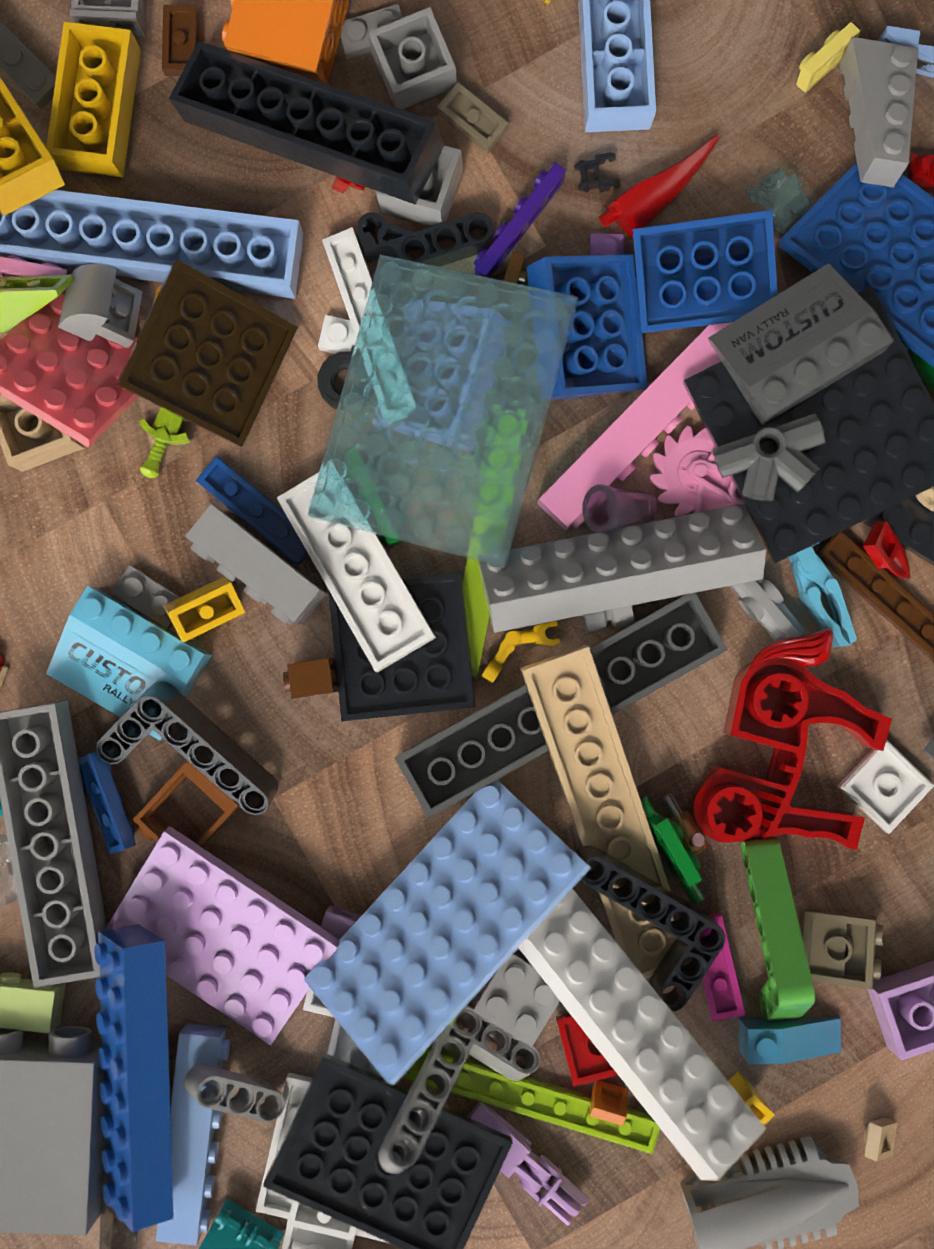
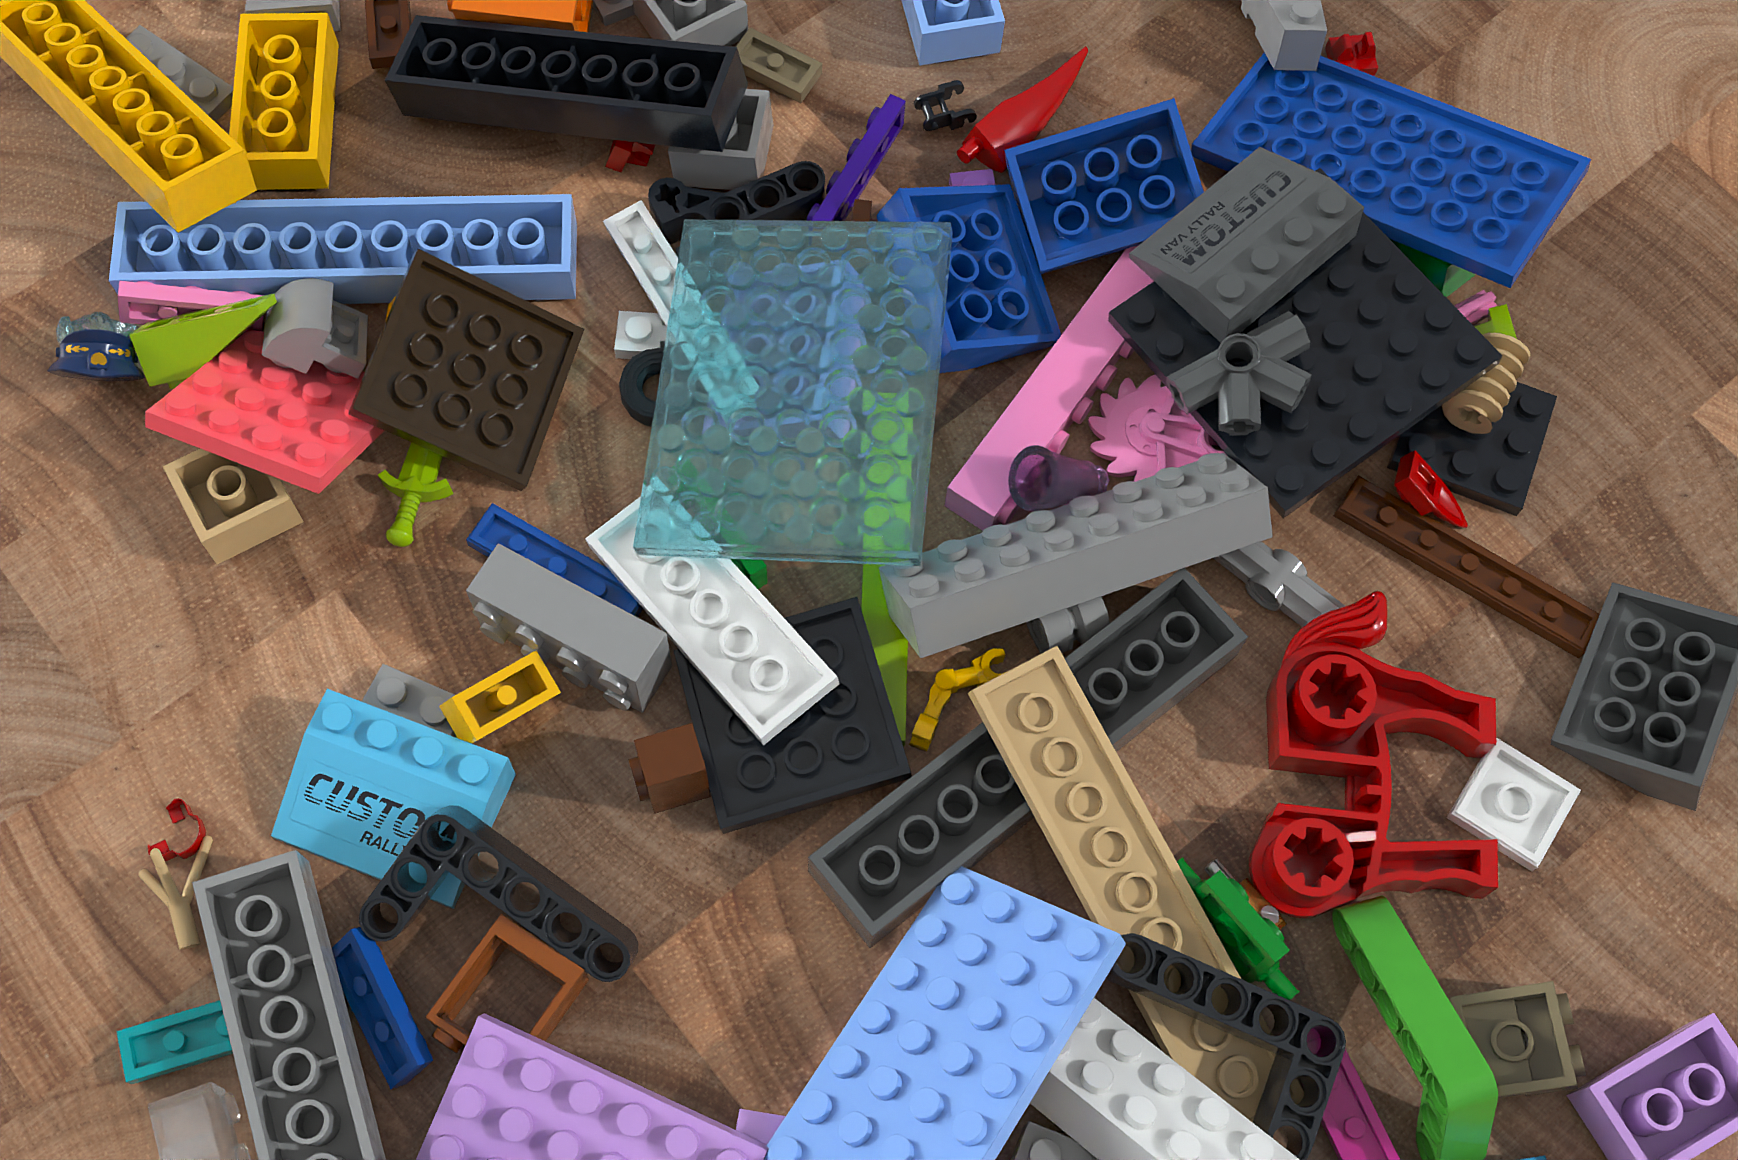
camera: 15 degrees left, 20 degrees down
(780, 198) = (1192, 103): clear light blue piece -> none
(813, 580) = (1353, 556): medium azure arm -> none

